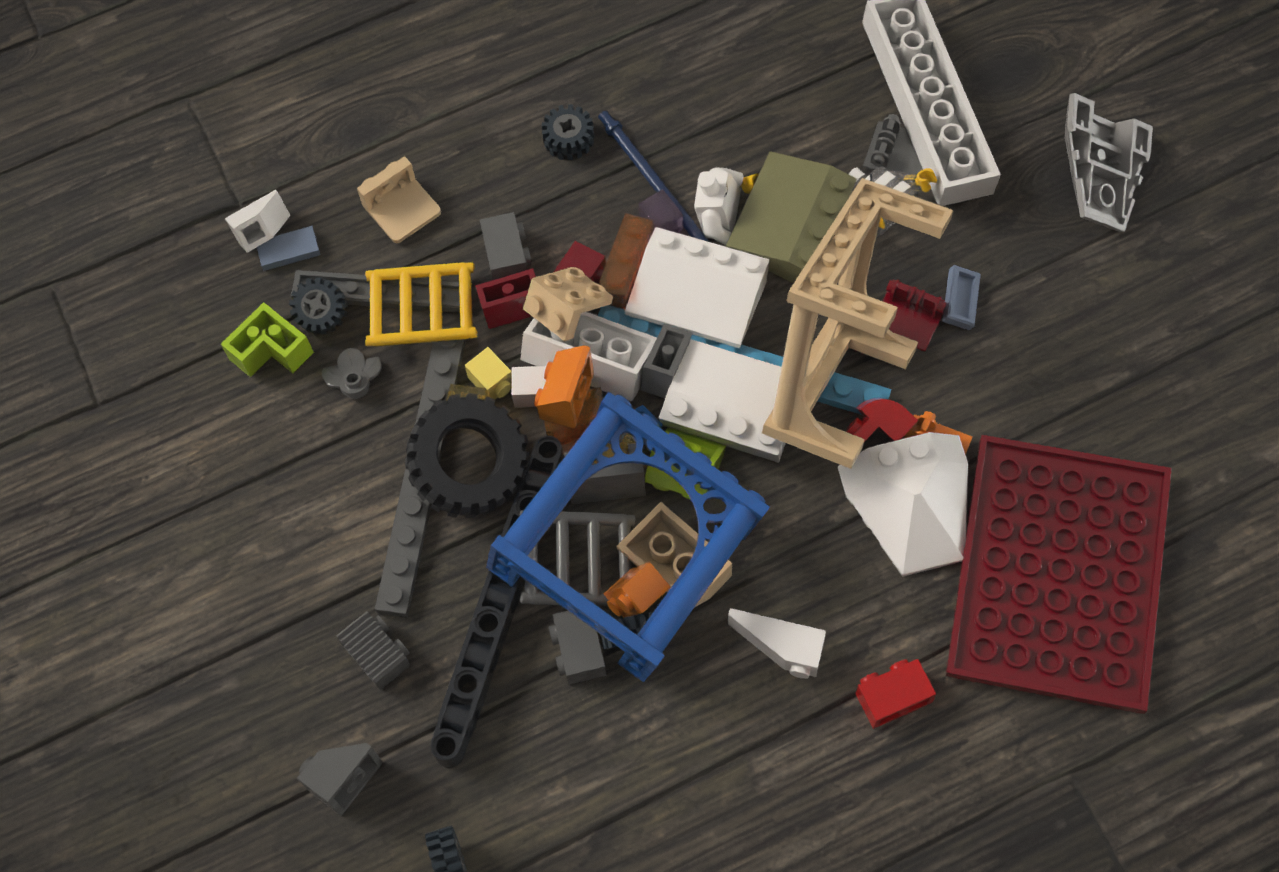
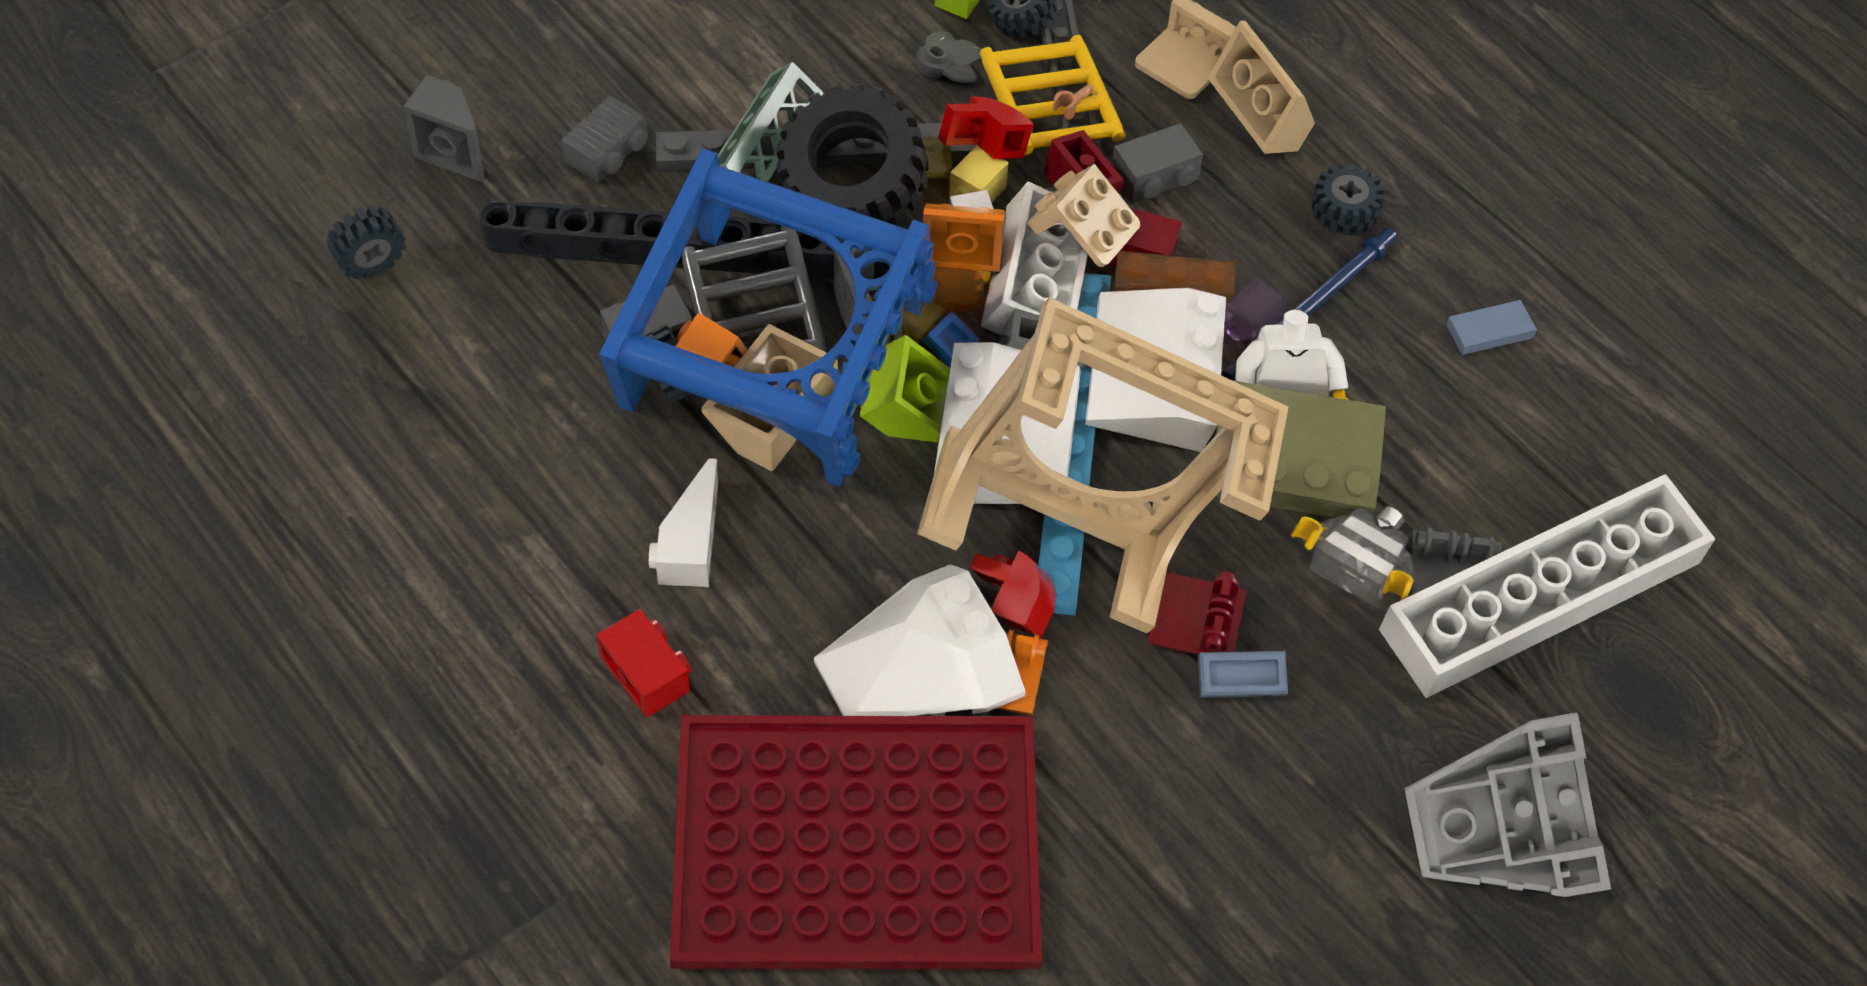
camera: 70 degrees right, 10 degrees down
(404, 522) = (762, 115): none -> sand green fence
(439, 288) = (1070, 100): none -> nougat hand
(455, 347) = (989, 124): none -> red brick
(464, 159) = (1261, 93): none -> tan slope
(700, 75) = (1491, 327): none -> sand blue tile

